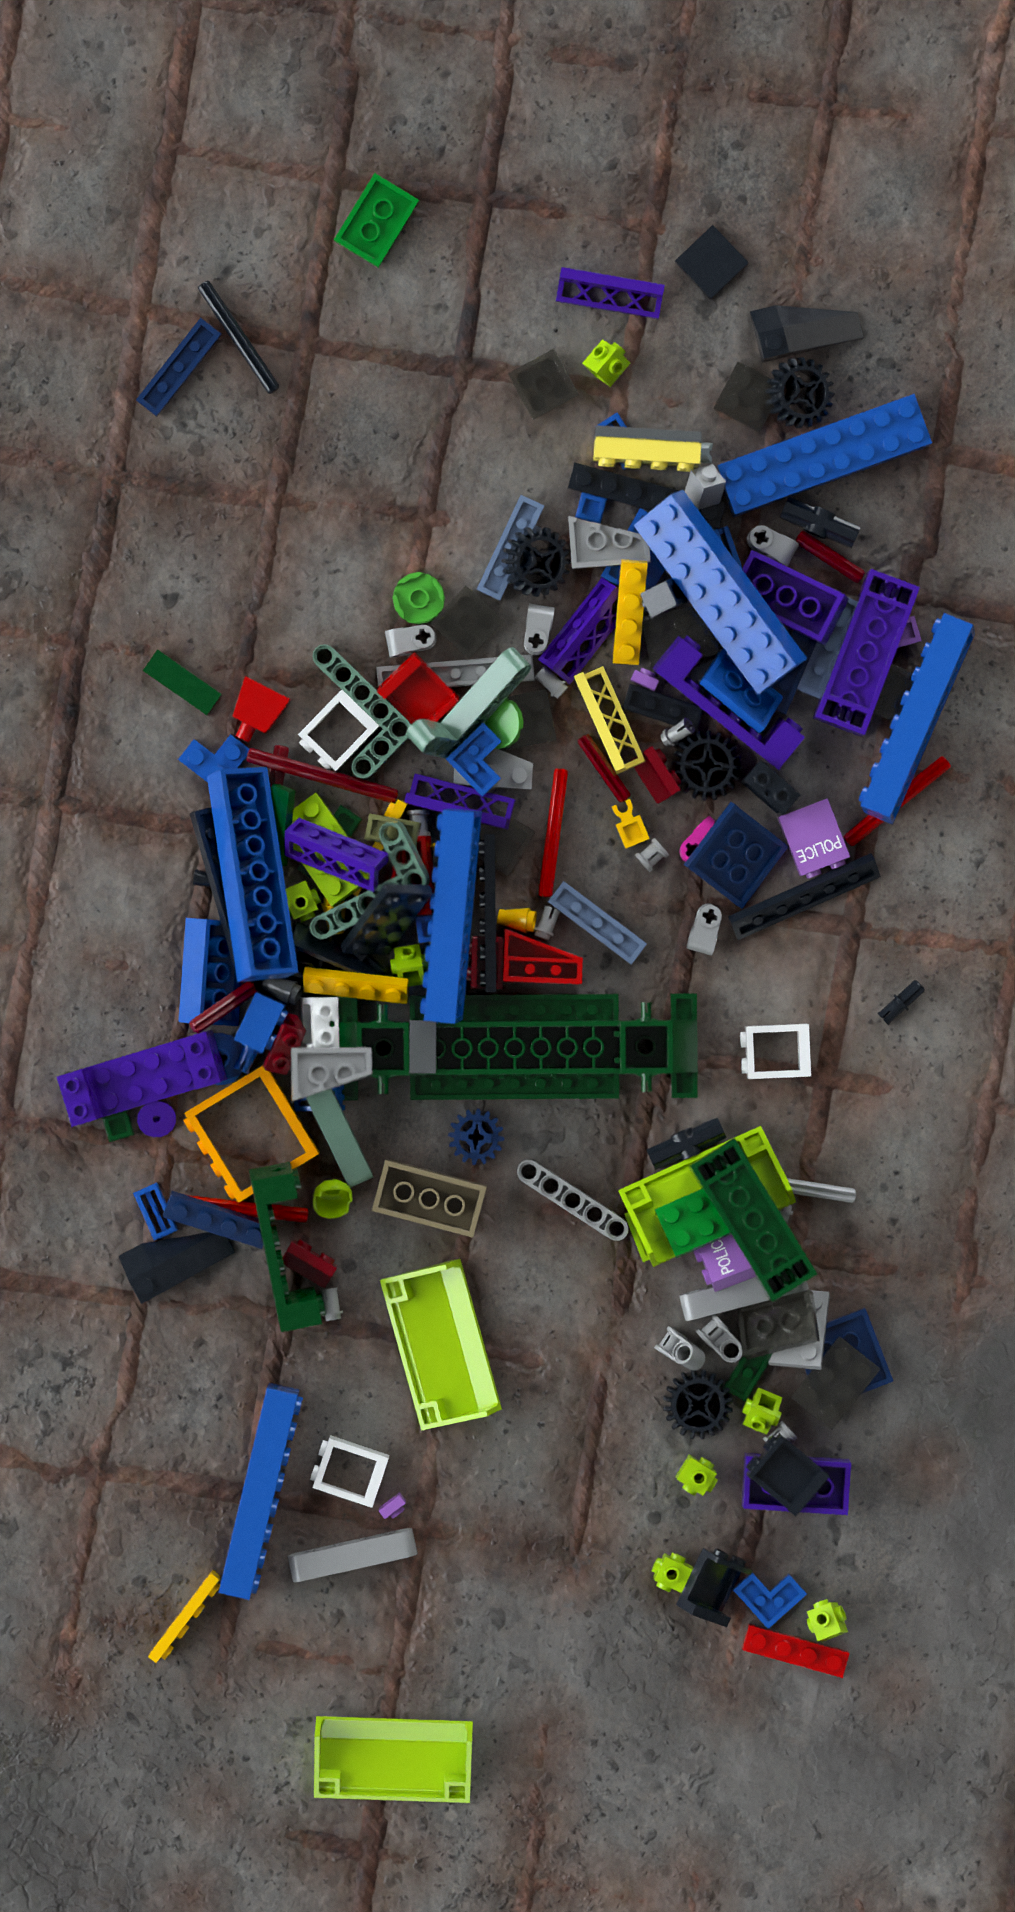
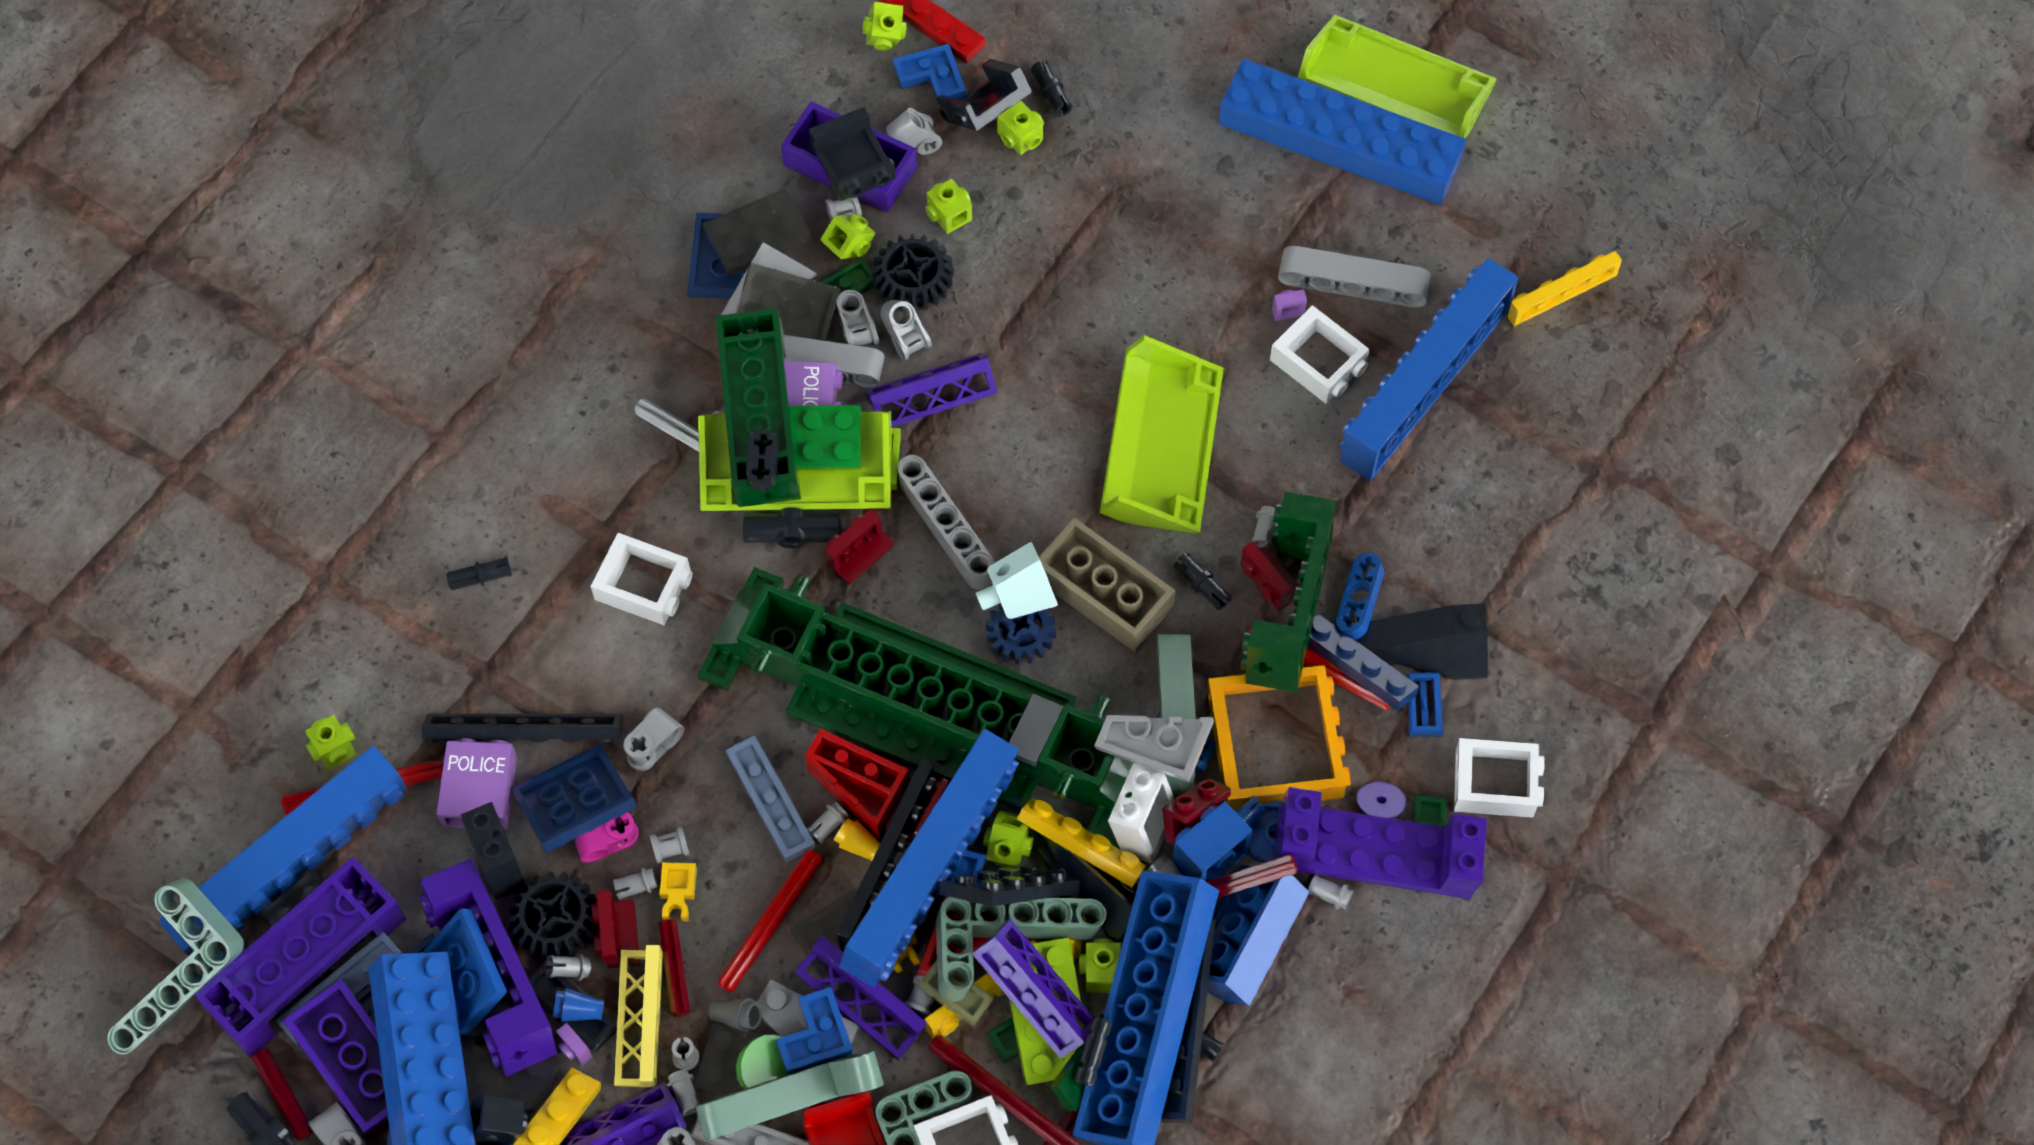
camera: 155 degrees left, 25 degrees down
(104, 1165) = (1497, 804): none -> white window
(164, 1031) = (1330, 892): none -> light grey pin
(231, 1296) = (1355, 583): none -> blue beam
(276, 827) = (1093, 1051): none -> black axle
(332, 1199) = (1214, 630): lime hair -> none
(359, 1237) = (1202, 581): none -> black pin
(416, 1685) = (1342, 131): none -> blue brick
(488, 1160) = (1018, 584): none -> light aqua torso
(541, 752) = (738, 1013): none -> dark grey cone
(563, 715) = (691, 1057): none -> light grey pin
(625, 1147) = (857, 547): none -> dark red bracket
(639, 1311) = (930, 379): none -> dark purple fence
(655, 705) = (577, 1006): none -> blue cone
(661, 816) = (635, 883): none -> light grey pin
(667, 1625) = (1051, 88): none -> black pin
(726, 1164) = (769, 460): none -> black beam
(755, 1529) = (915, 130): none -> light grey piece
(921, 616) = (184, 976): none -> sand green beam
(927, 824) = (330, 742): none -> lime brick

